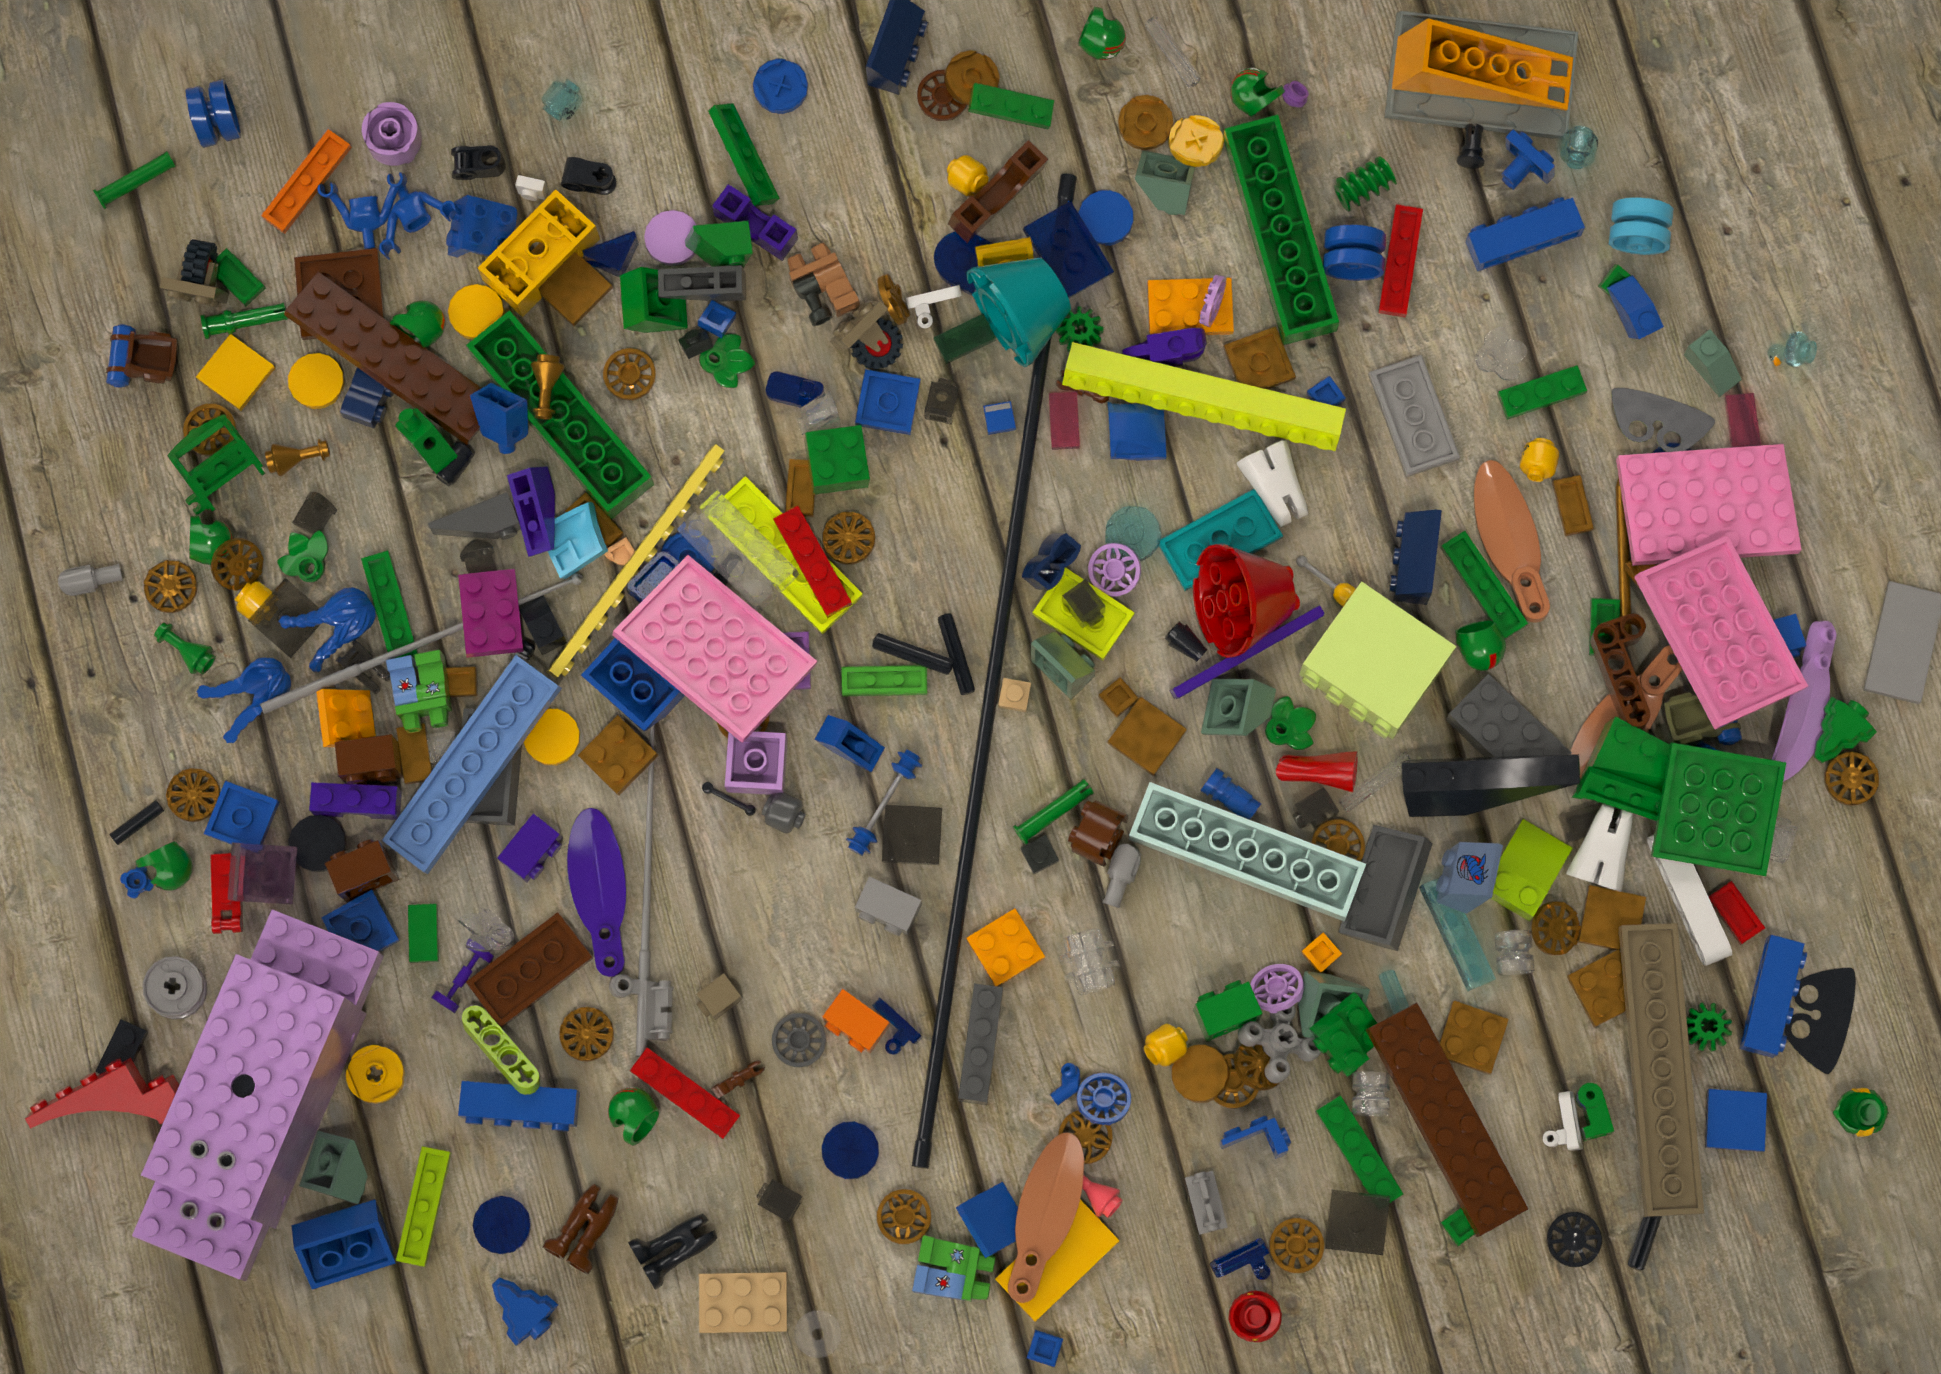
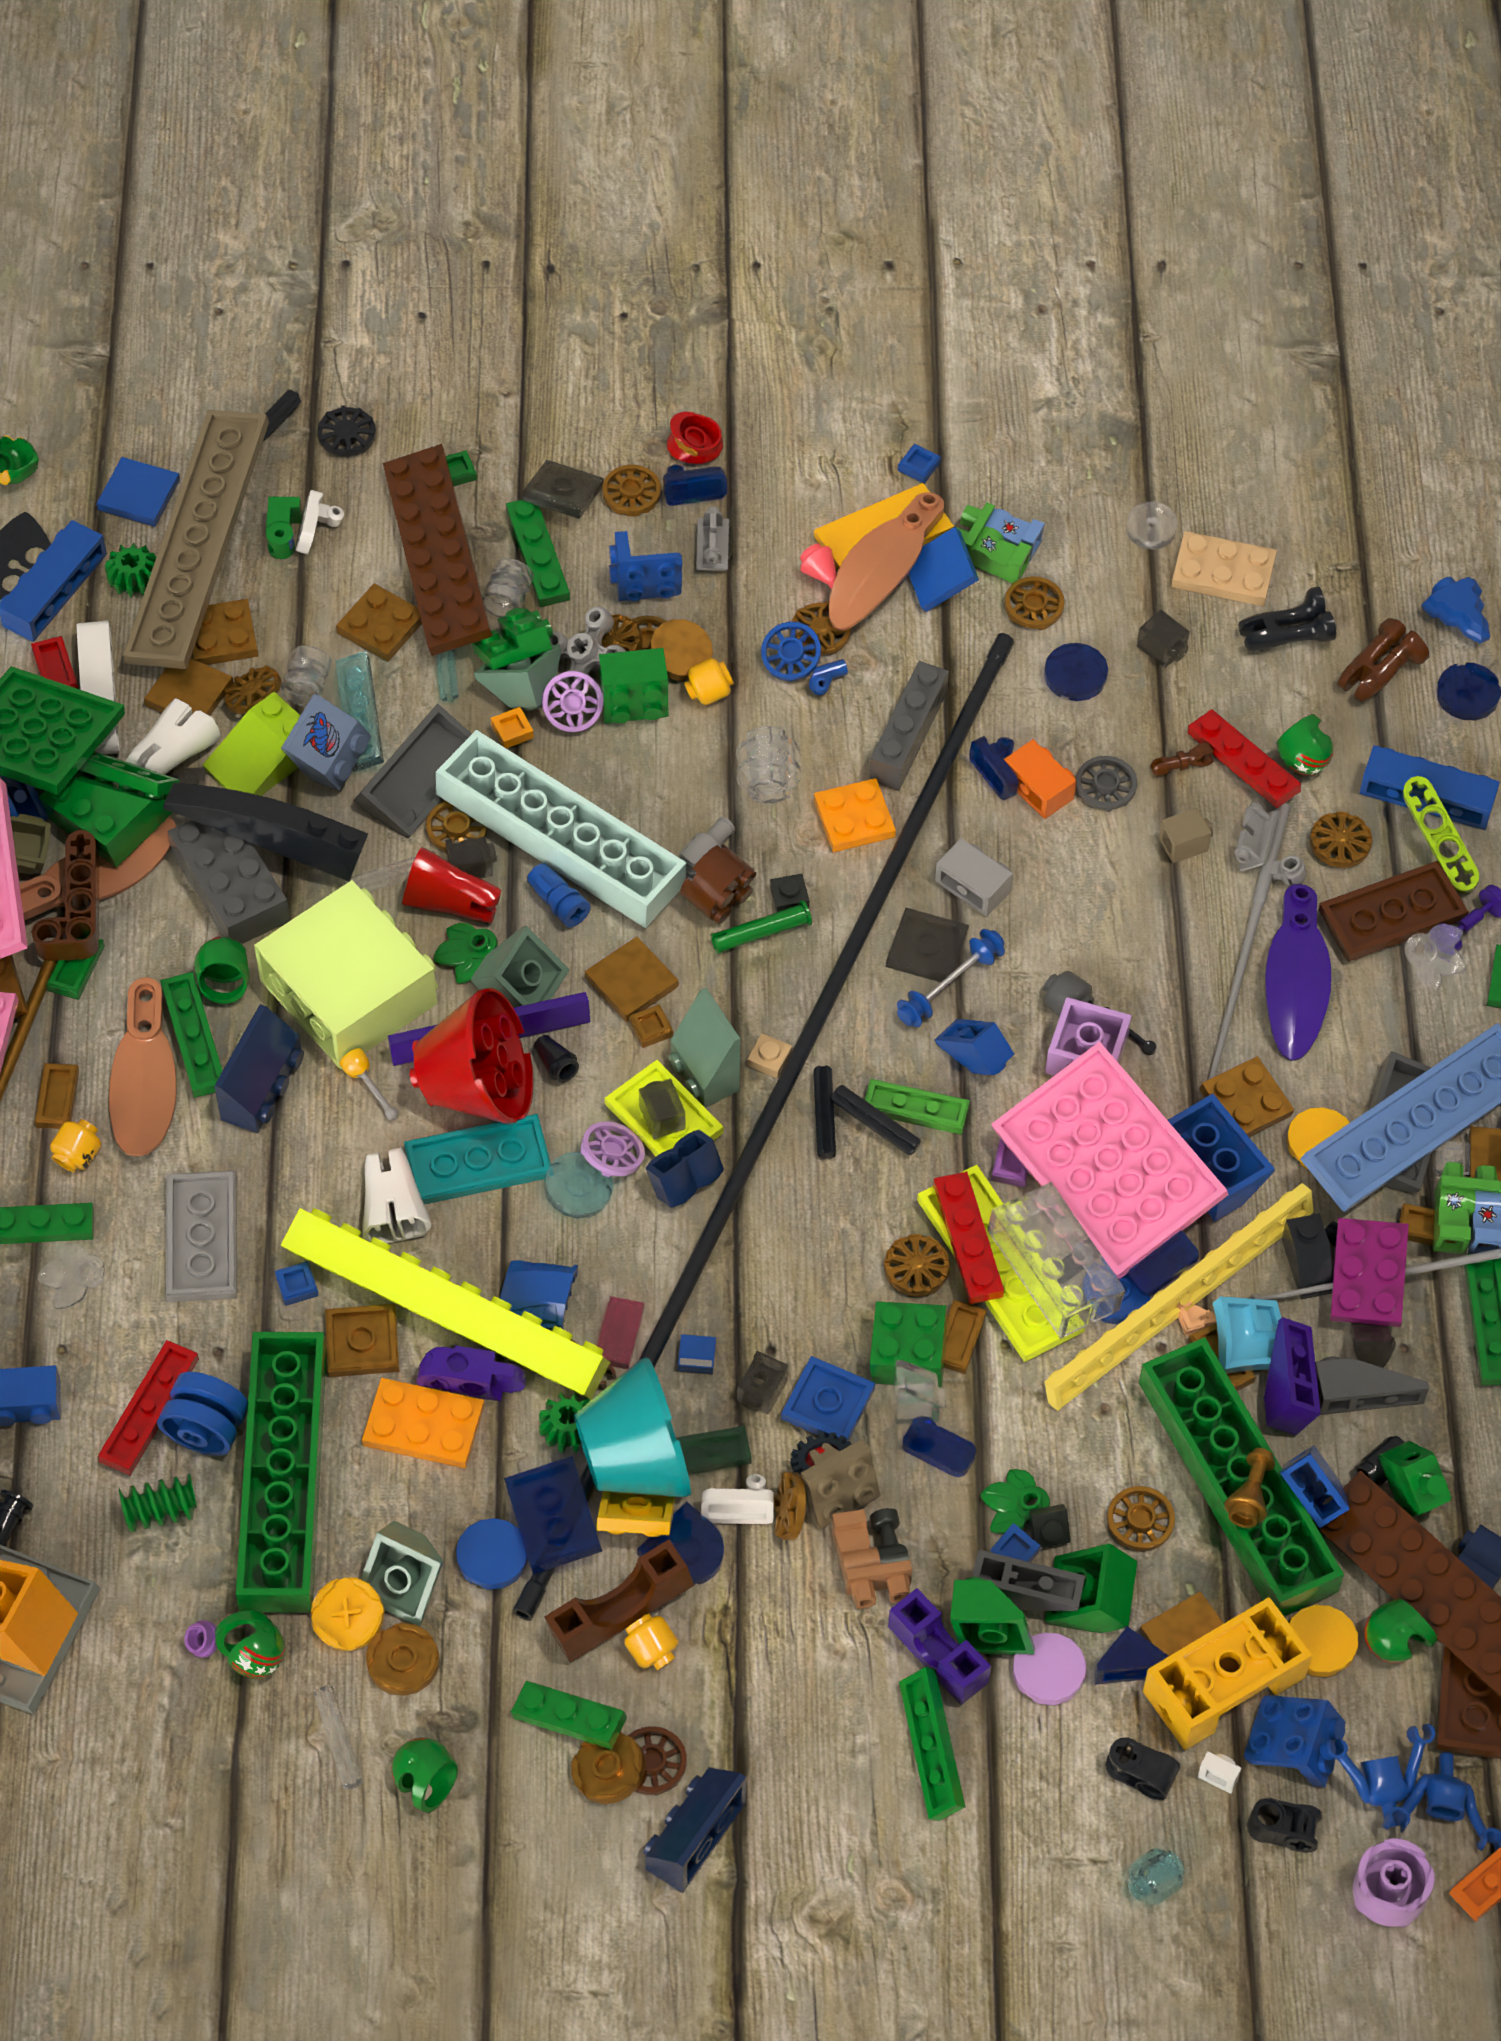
camera: 170 degrees left, 20 degrees down
(531, 848) = (1368, 1026): dark purple brick -> none
(780, 86) = (861, 1828): blue tile -> none
(1213, 300) = (396, 1390): lavender wheel -> none

